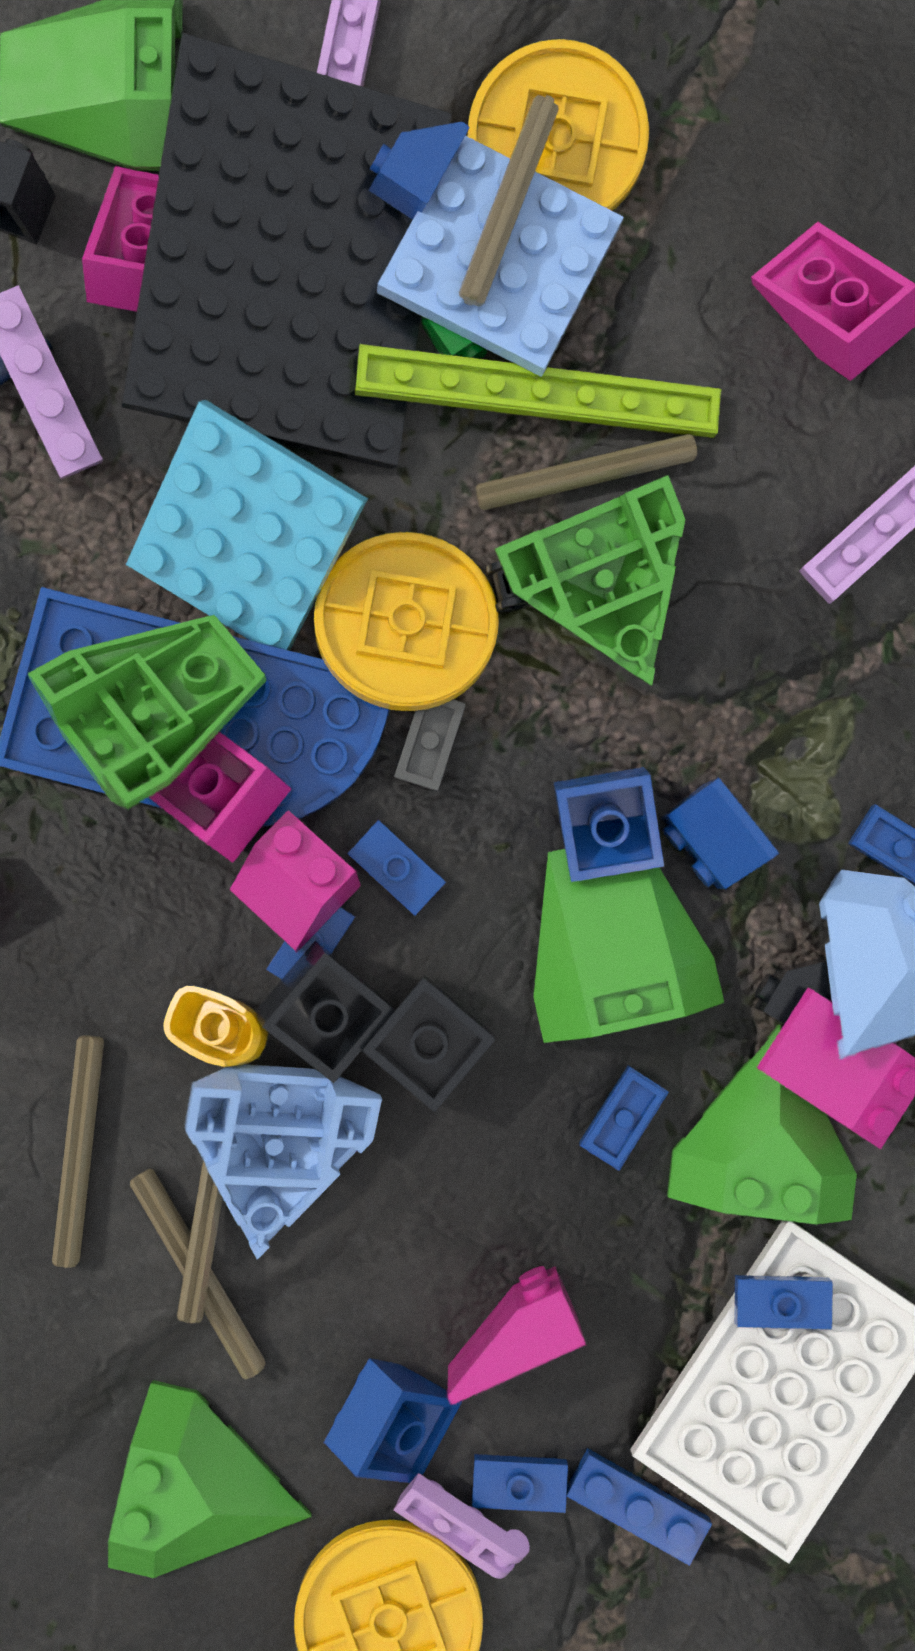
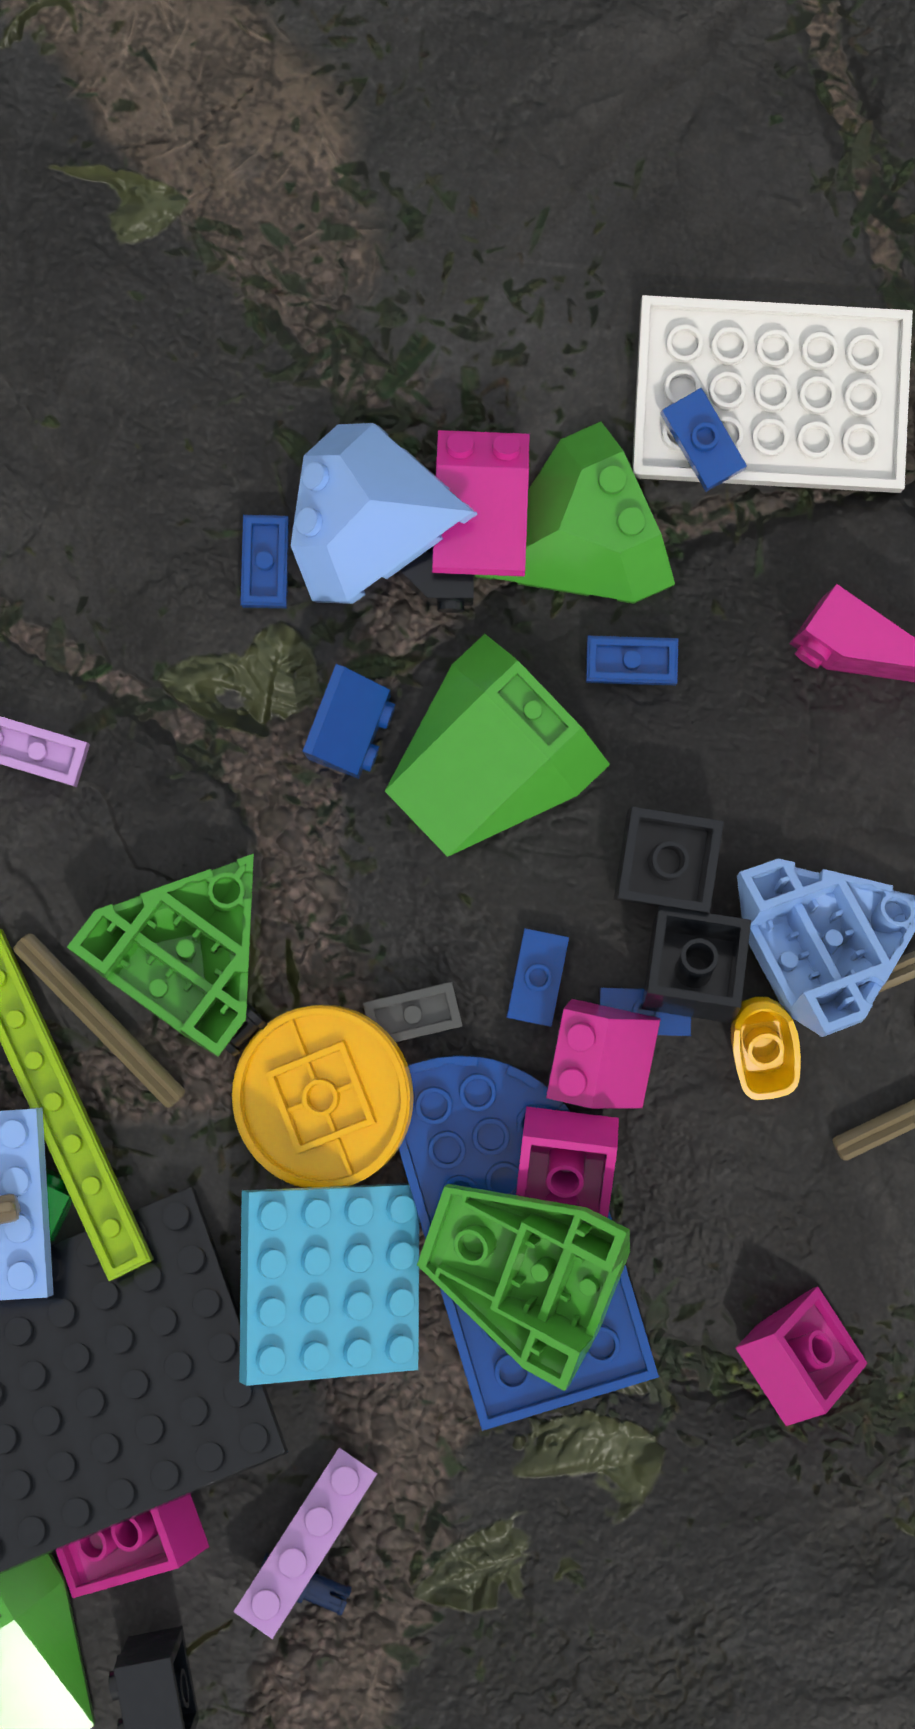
camera: 125 degrees left, 0 degrees up
(609, 824) = (393, 820): blue slope -> none

